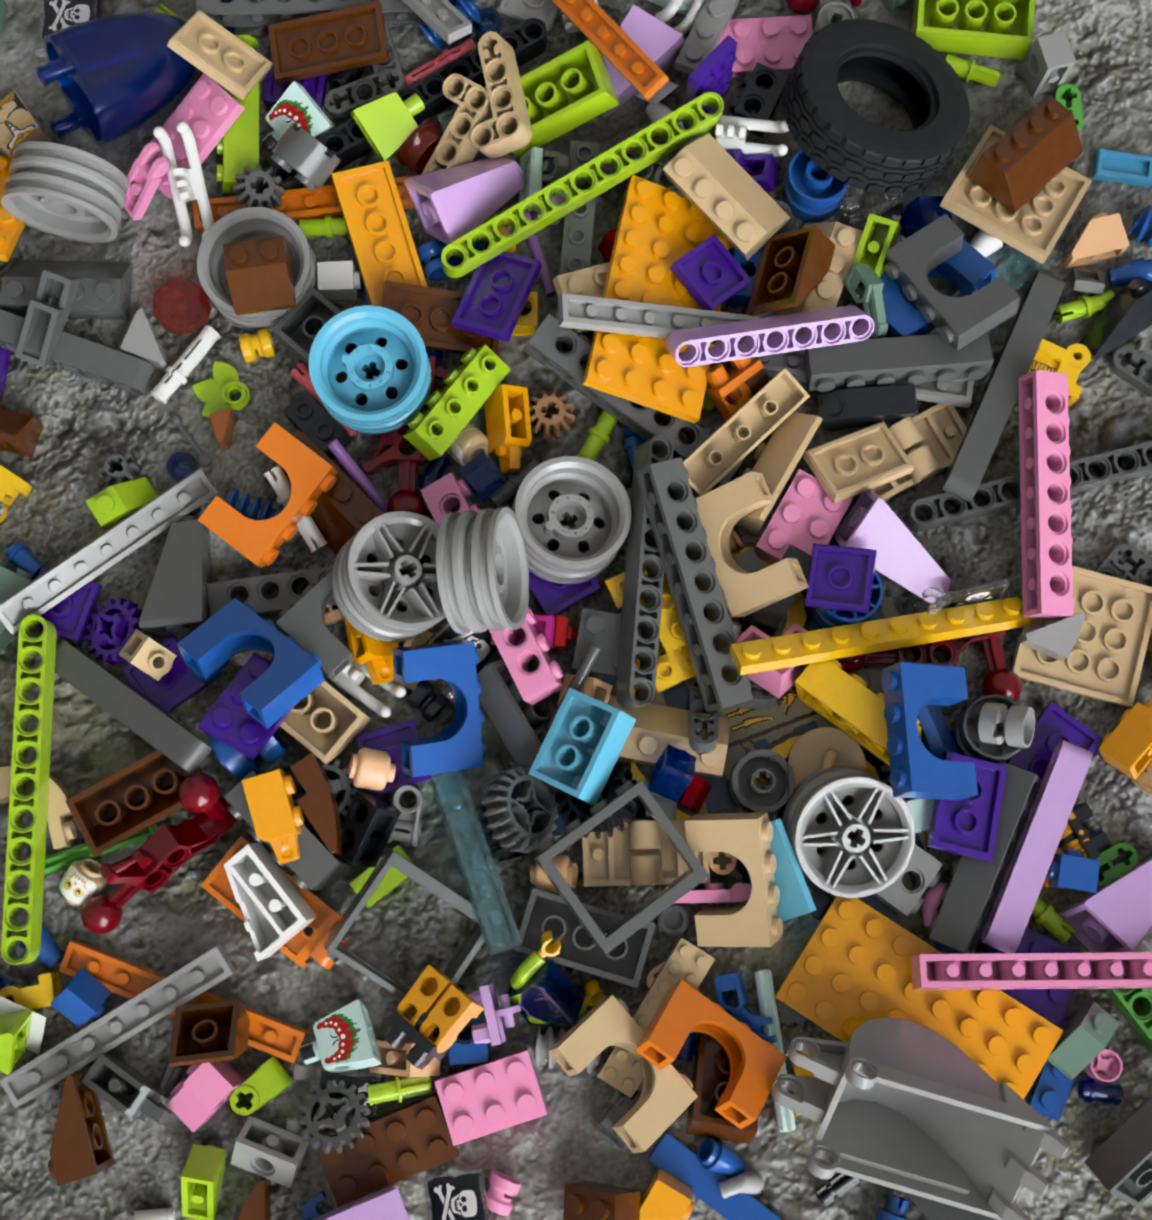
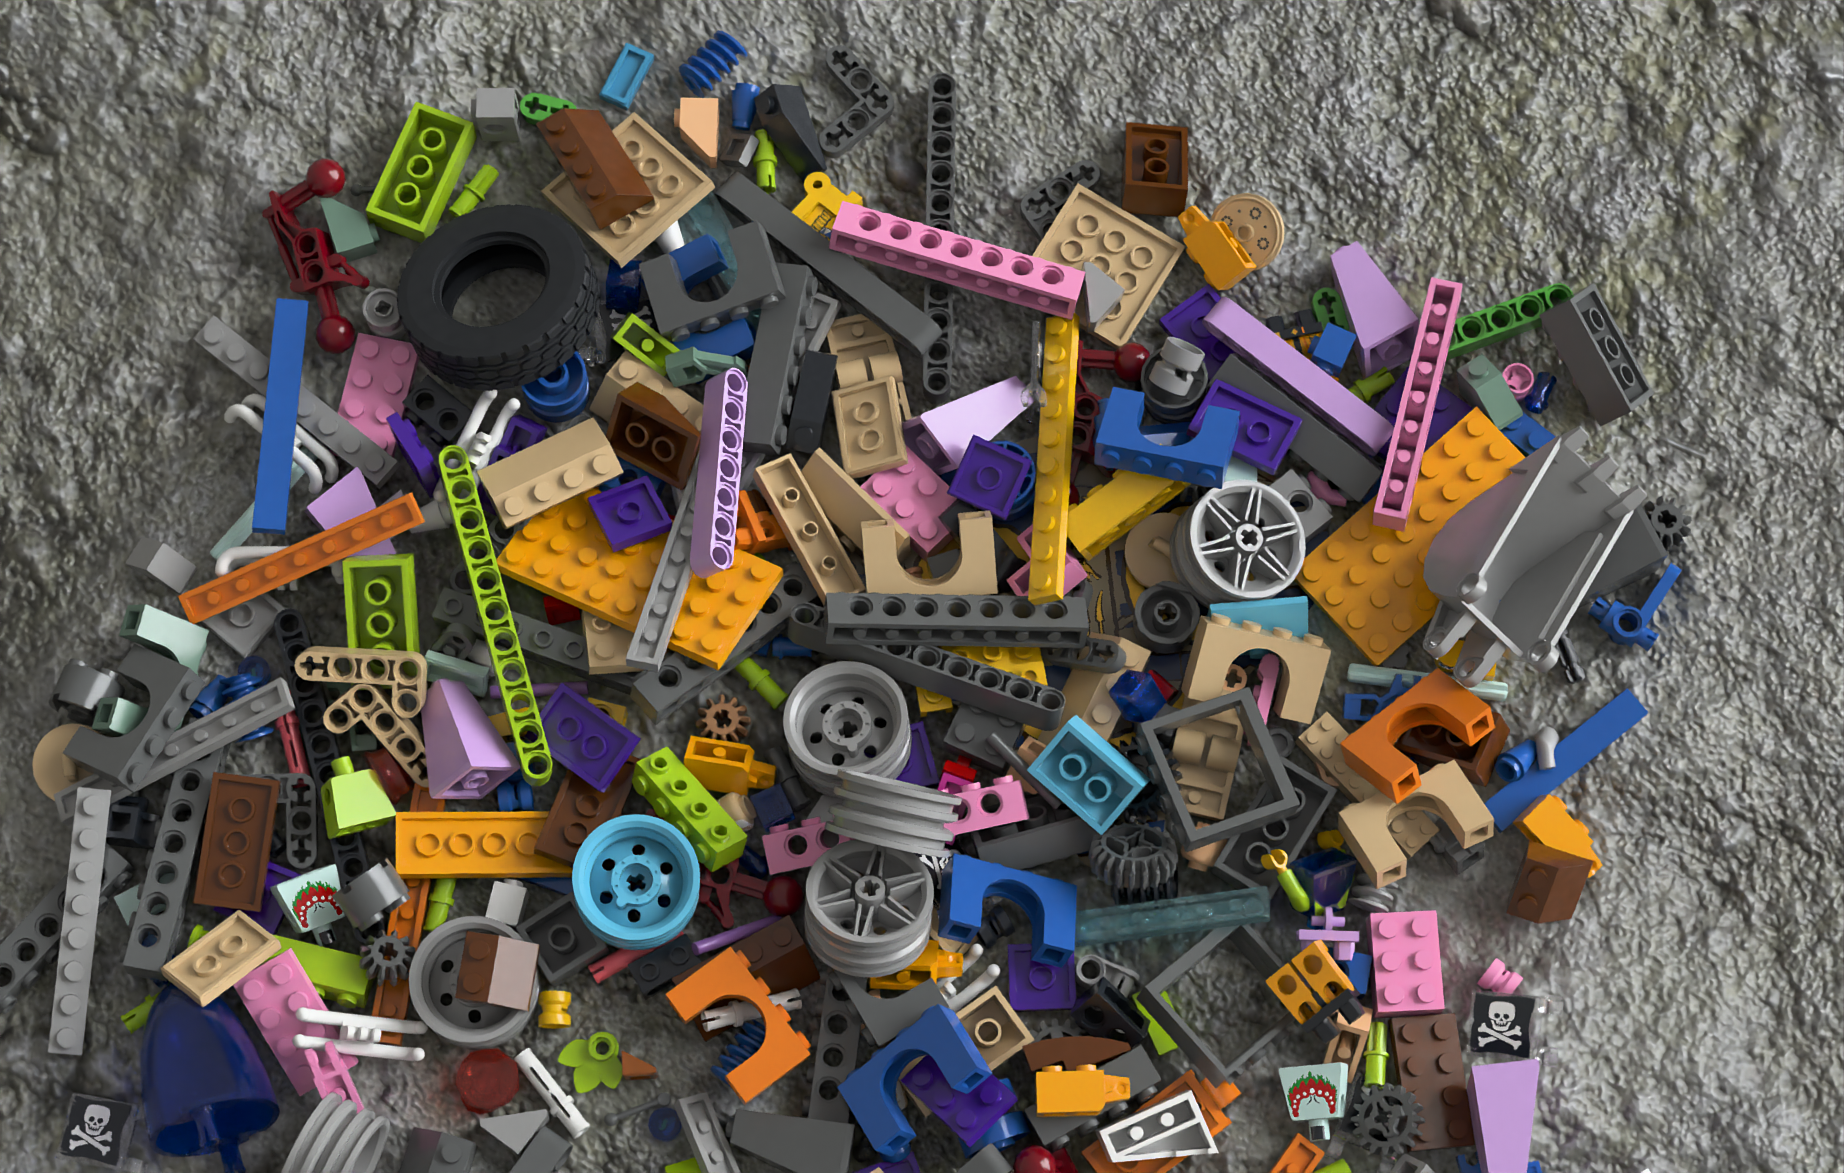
camera: 75 degrees left, 5 degrees down
(371, 769) = (1051, 996): light nougat head -> none

